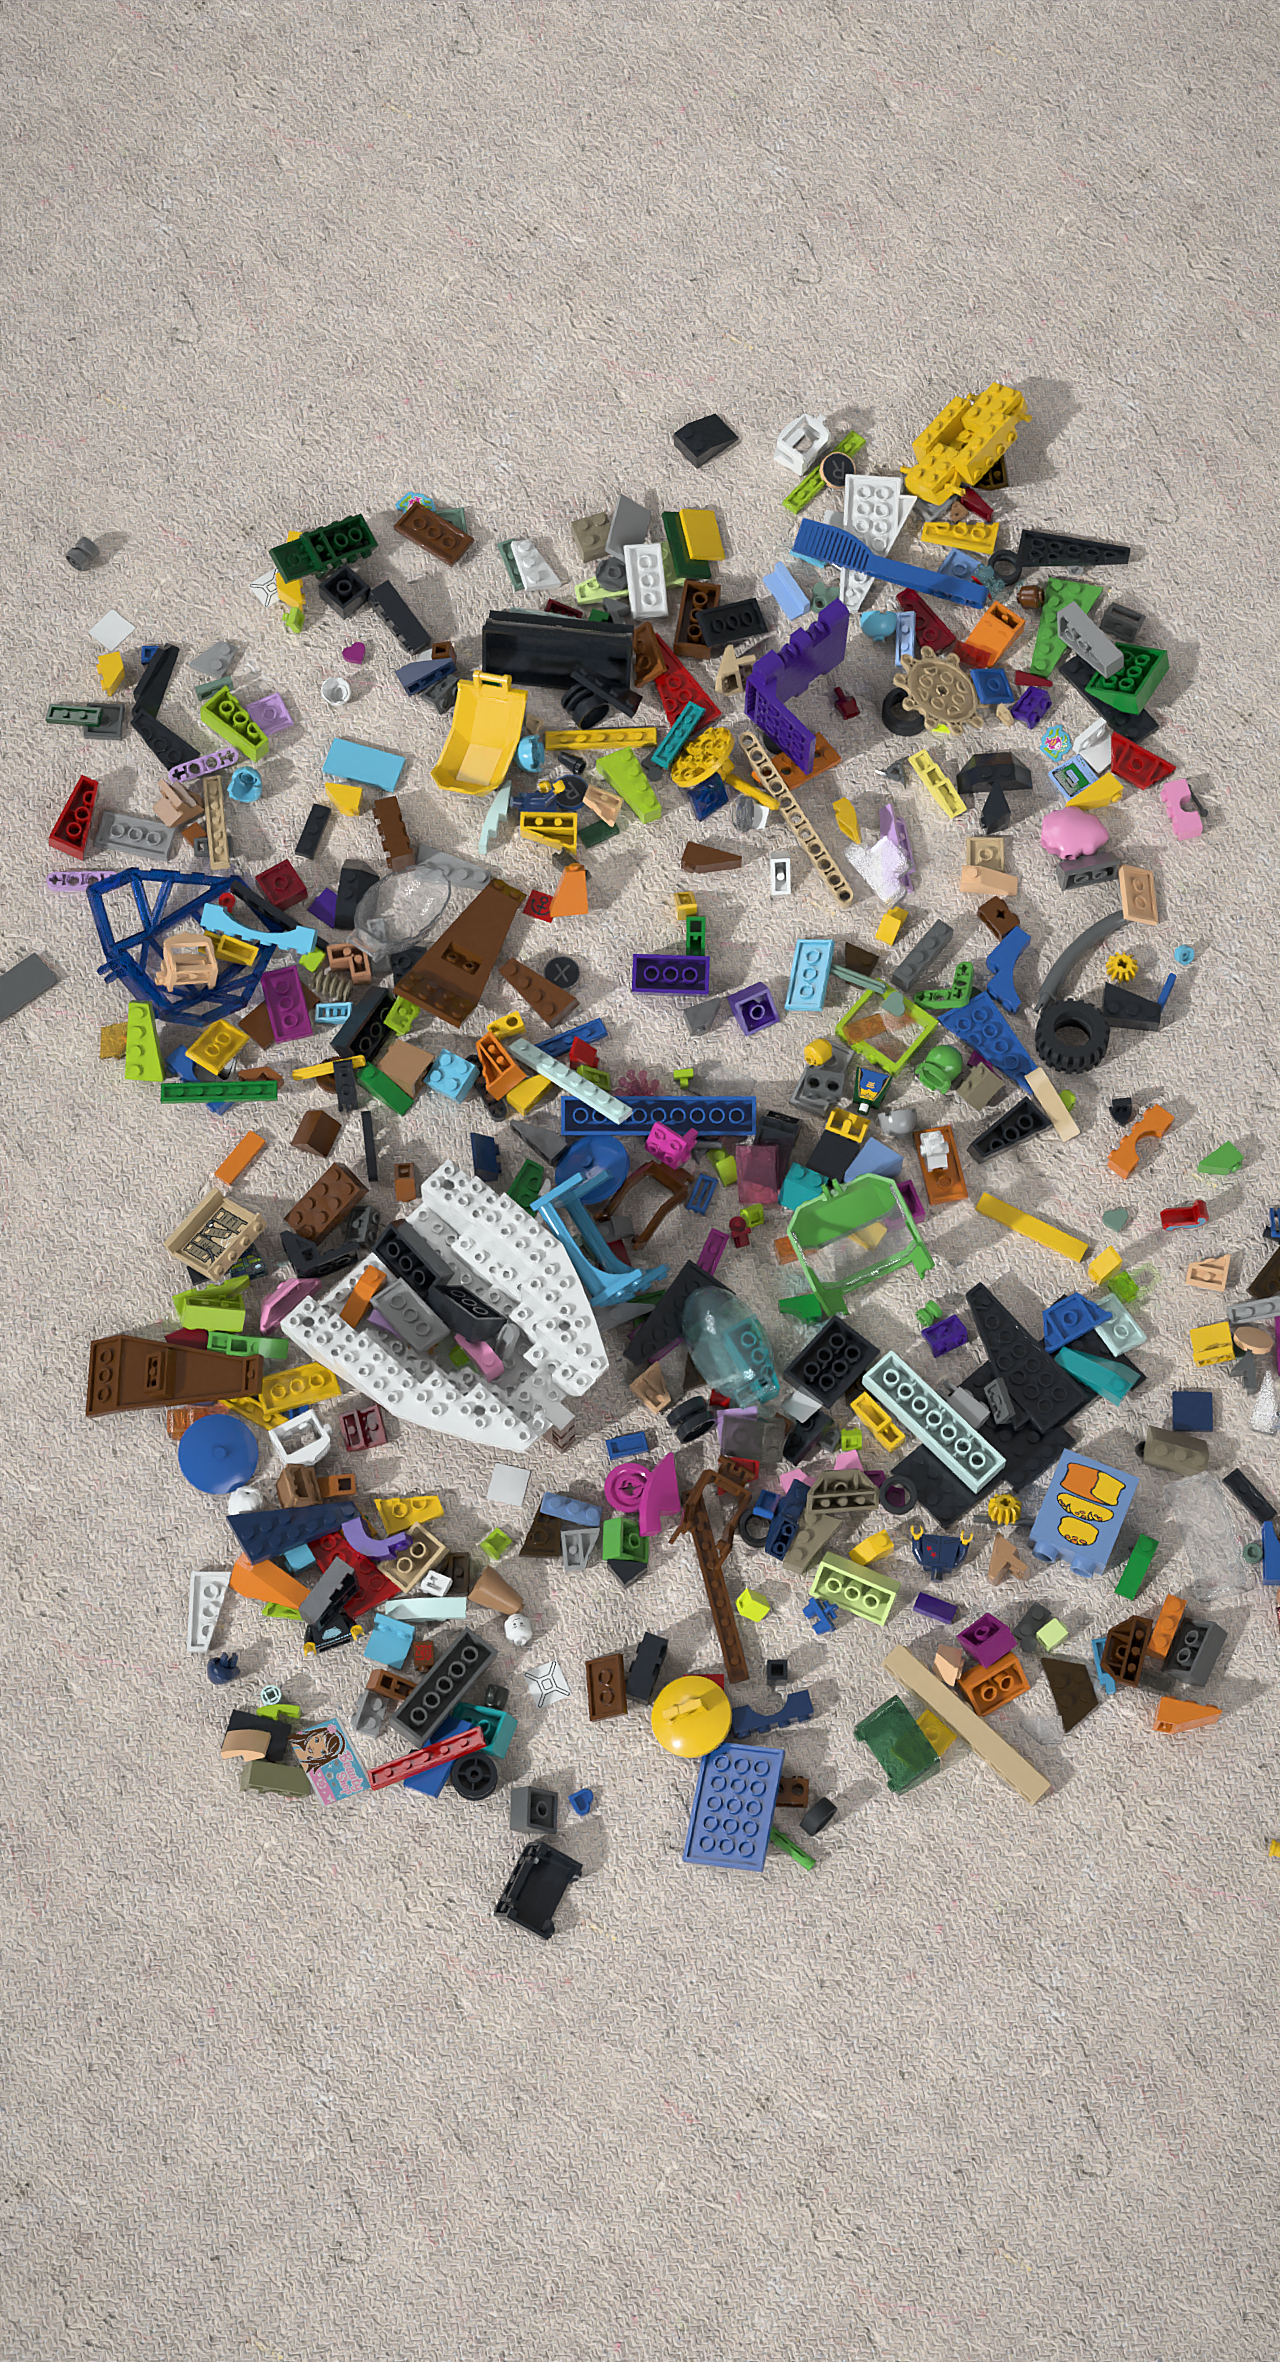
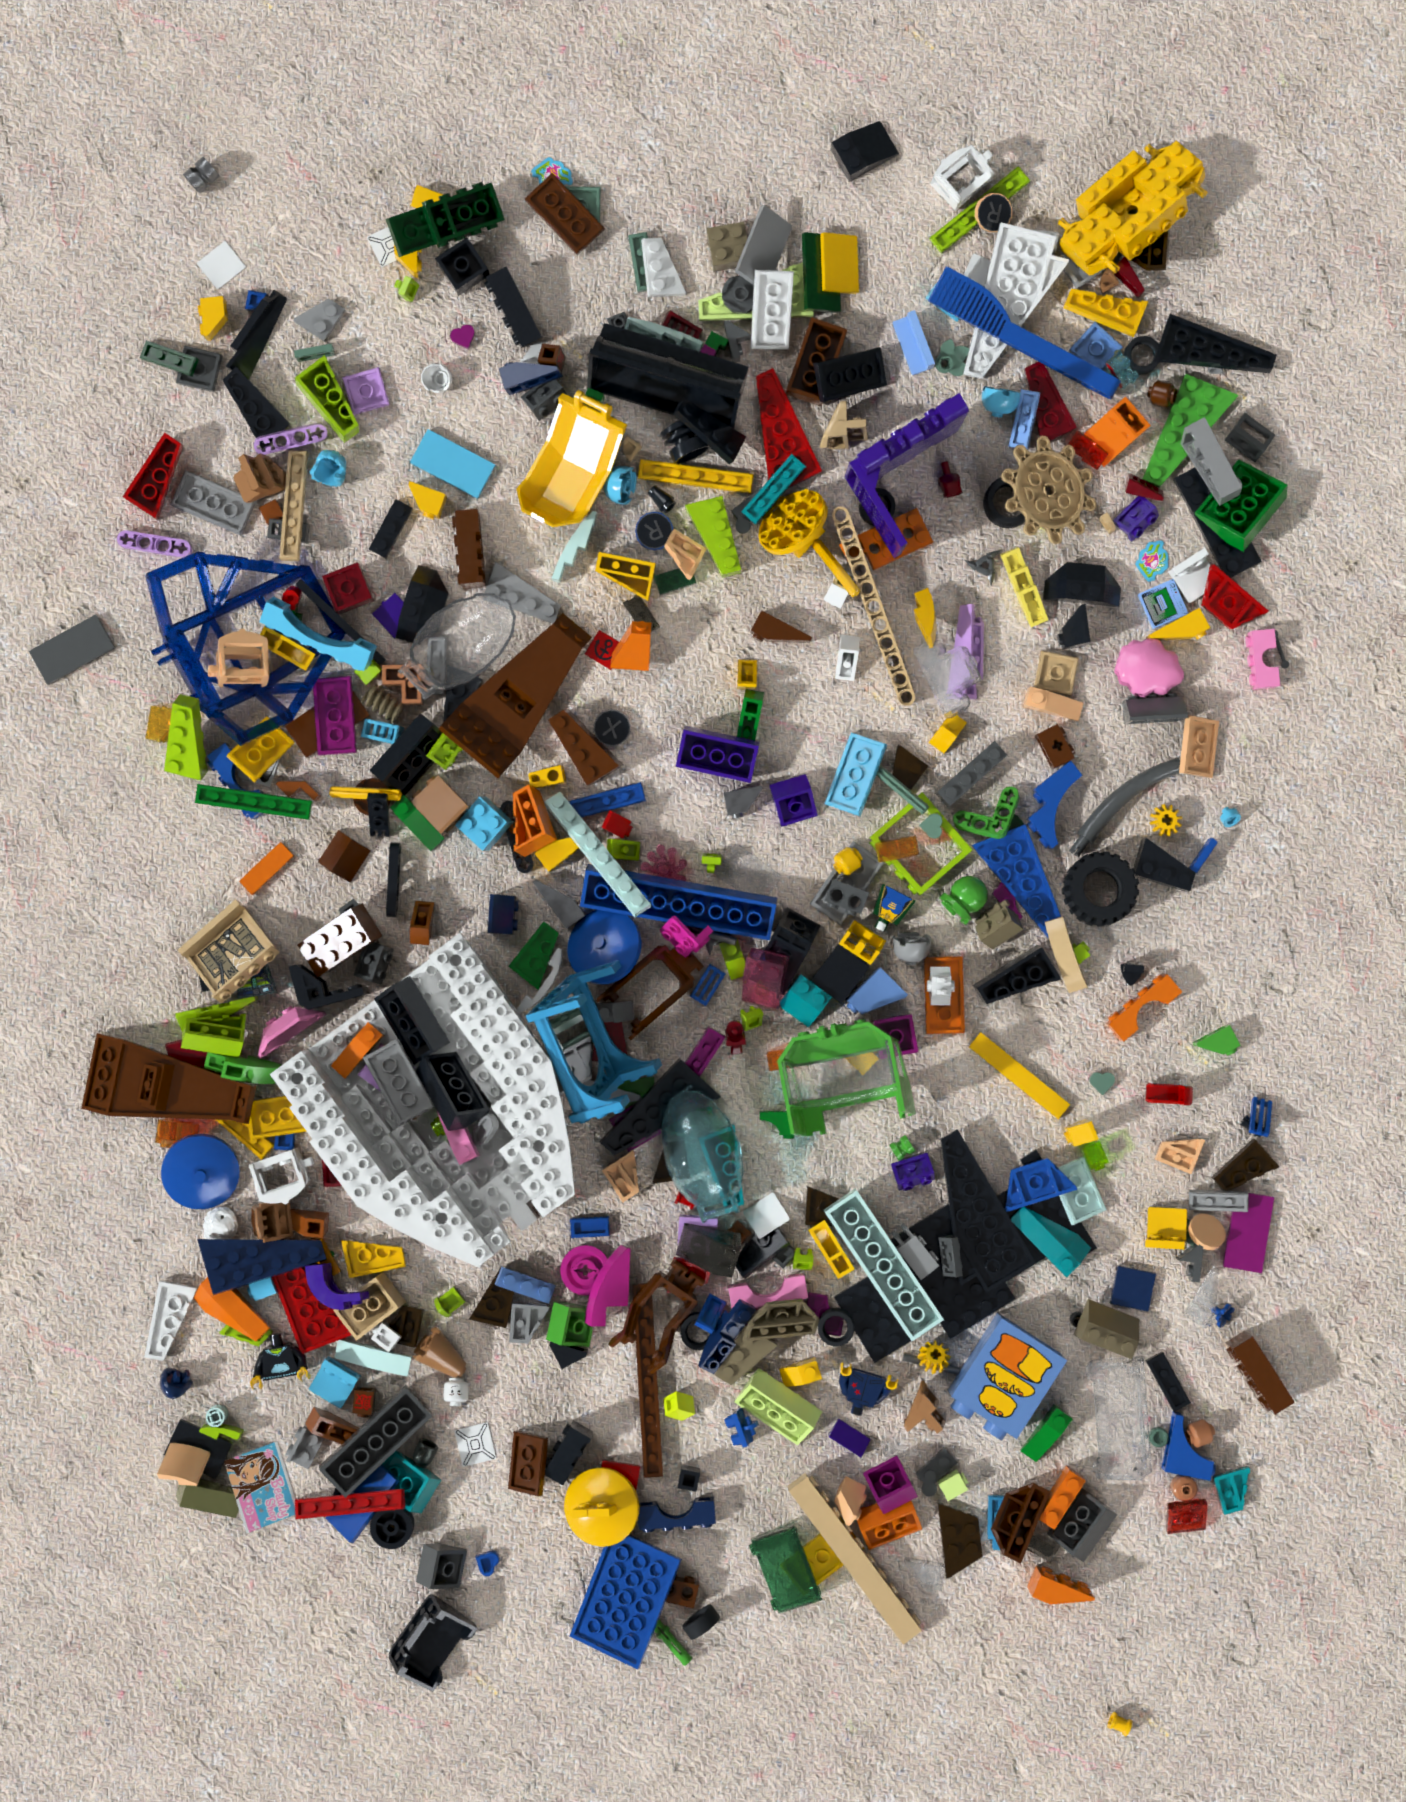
camera: 10 degrees right, 20 degrees up
(329, 1594) = (281, 1336): wedge -> none
(539, 800) = (619, 541): dark blue torso -> none
(648, 655) = (759, 395): dark orange wing -> none
(691, 1419) = (654, 1219): black wheel -> none
(708, 796) = (790, 565): clear blue plate -> none
(743, 813) = (822, 589): clear tile -> none
(830, 1362) = (798, 1186): black slope -> none
(992, 686) = (1101, 488): blue plate -> none

